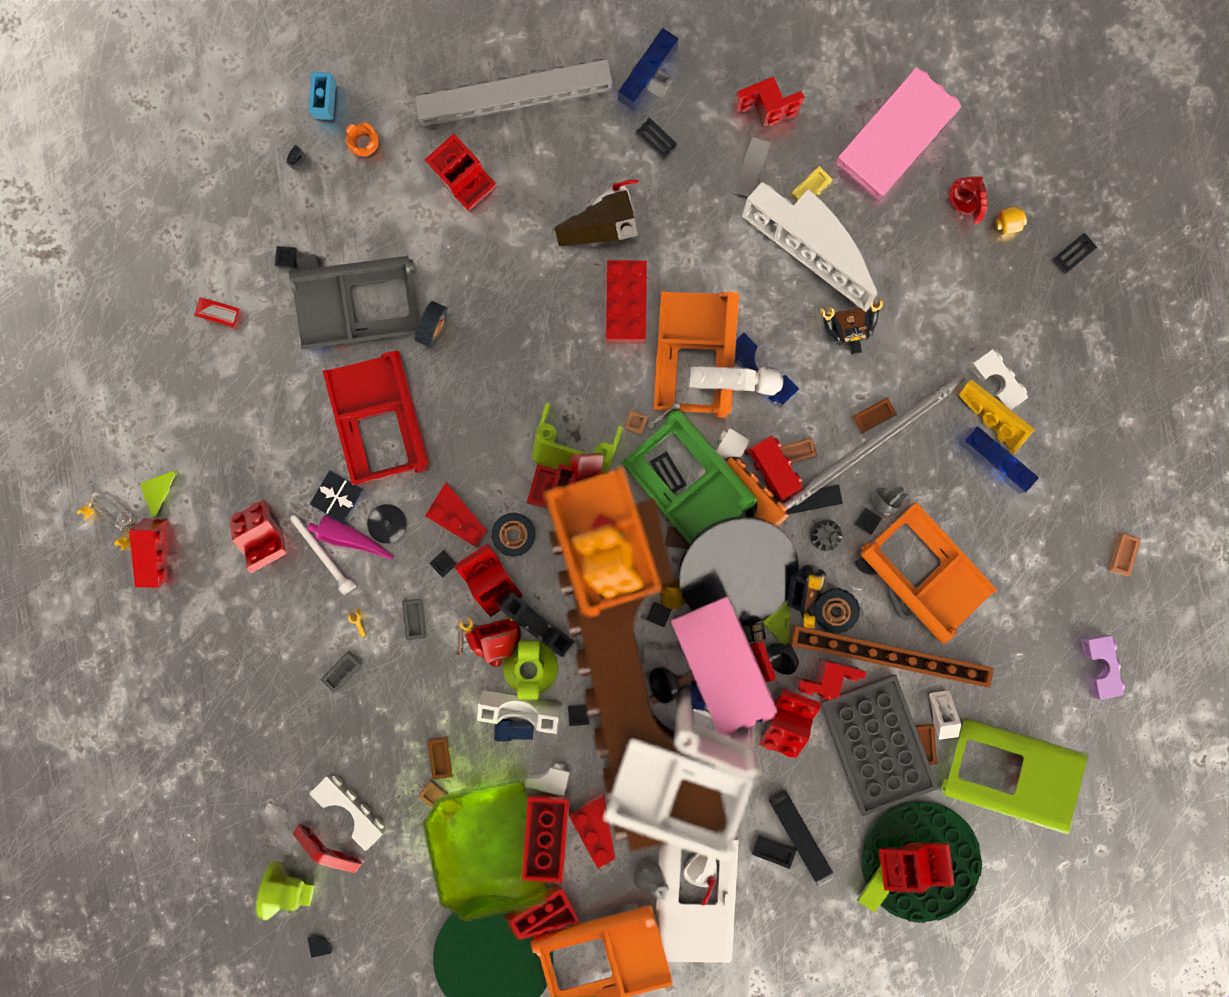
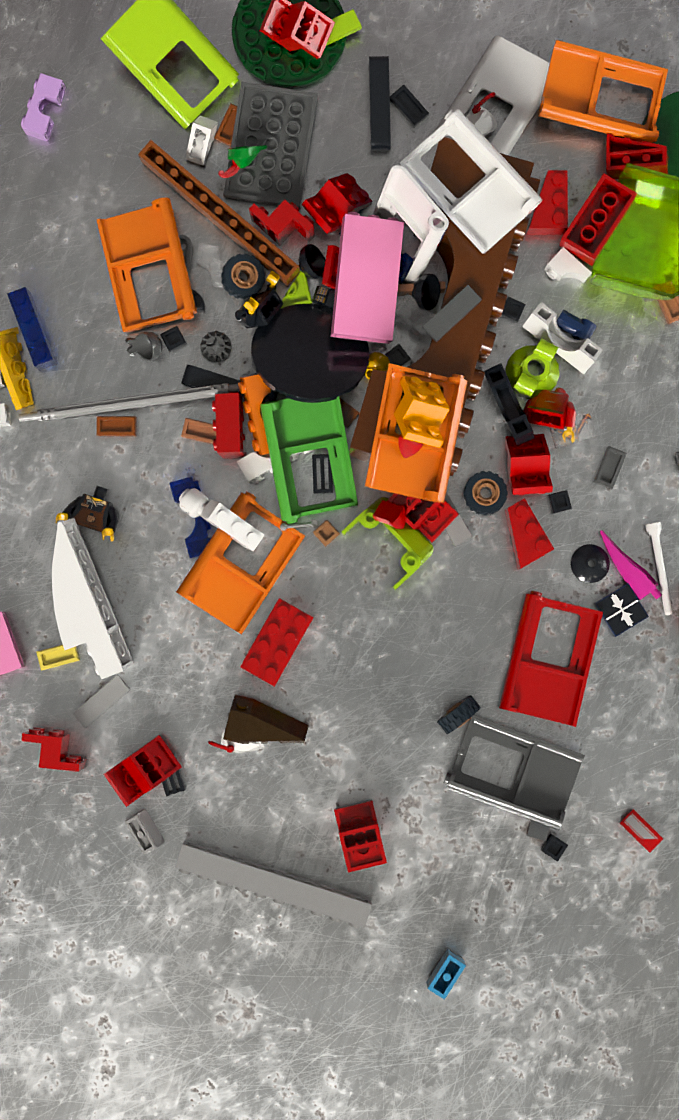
camera: 155 degrees left, 0 degrees up
(295, 157) = (498, 933): black tile -> none
(354, 132) = (431, 927): orange piece -> none
(356, 619) = (660, 494): yellow hand -> none
(440, 757) = (650, 337): dark orange tile -> none
(629, 670) = (452, 313): none -> dark grey tile
(648, 879) = (528, 138): dark grey piece -> none
(653, 59) = (143, 840): clear blue arch -> none
(681, 125) = (142, 770): none -> red bracket
(899, 717) = (241, 158): none -> green piece

